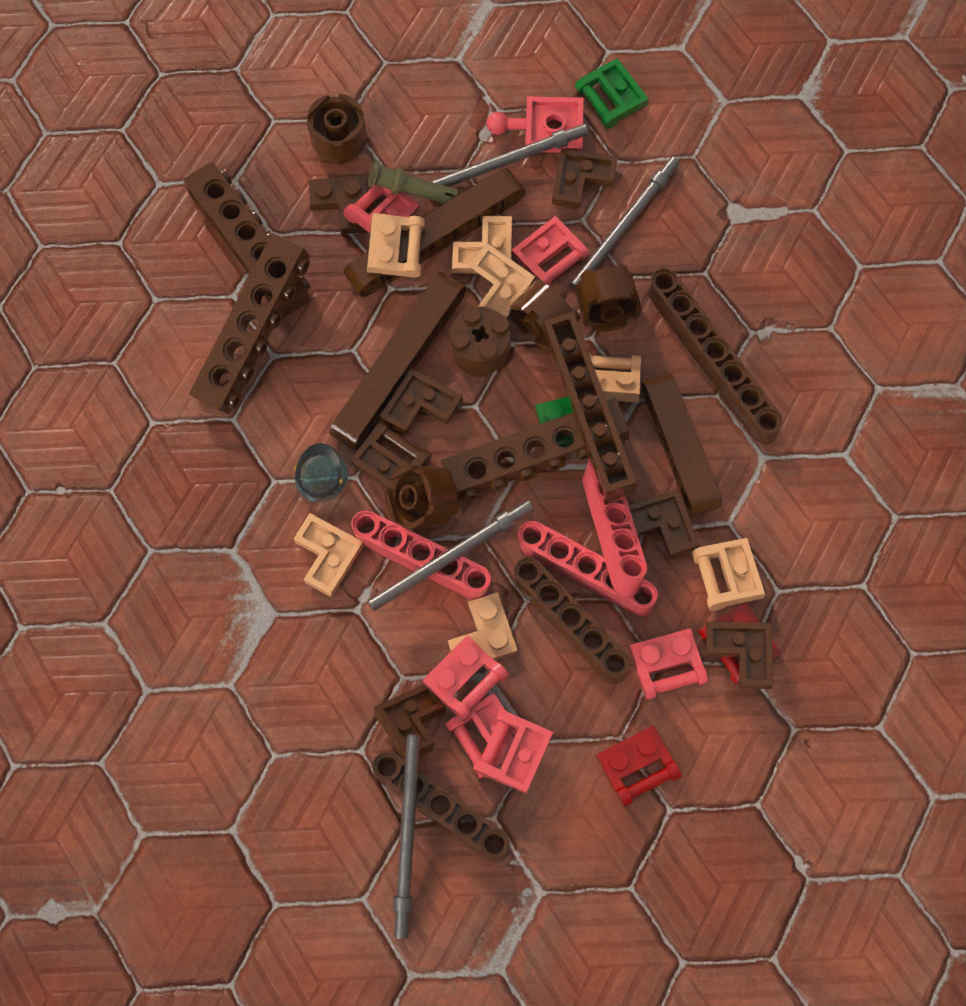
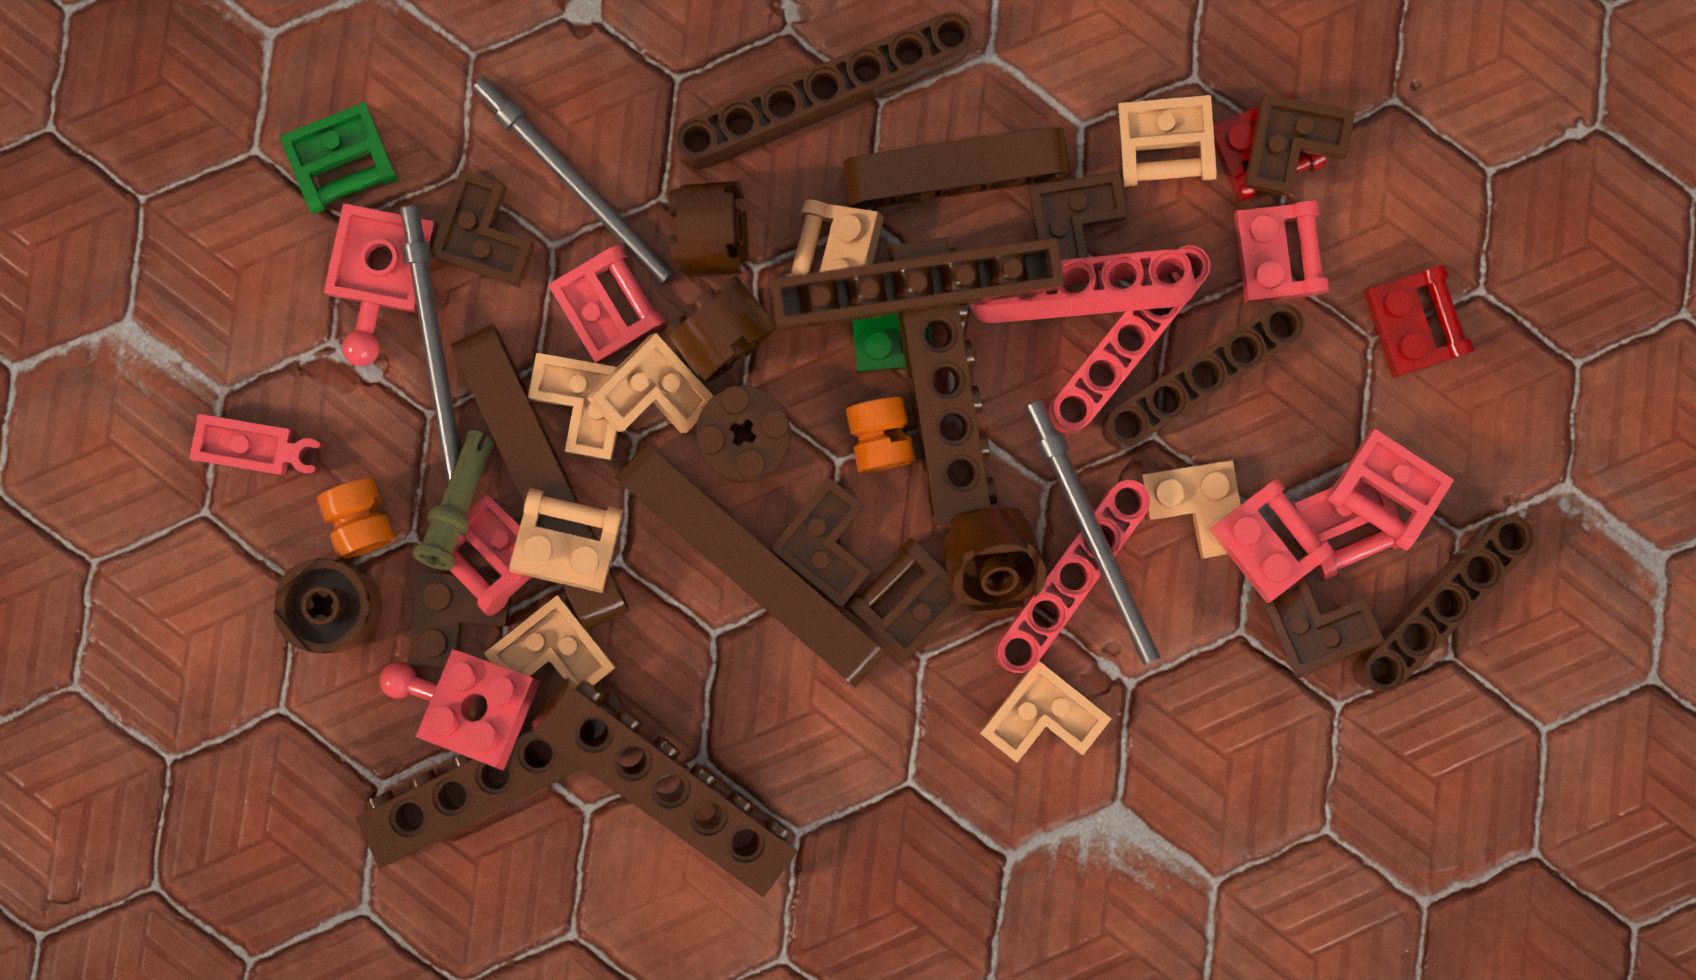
camera: 90 degrees left, 15 degrees up
(279, 201) = (447, 716): none -> coral plate
(320, 473) = (914, 709): clear light blue piece -> none
(334, 255) = (554, 637): none -> light nougat plate
(392, 135) = (356, 518): none -> orange wheel
(403, 901) = (1560, 674): flat silver bar -> none
(427, 76) = (250, 446): none -> coral plate
(504, 416) = (880, 434): none -> orange wheel

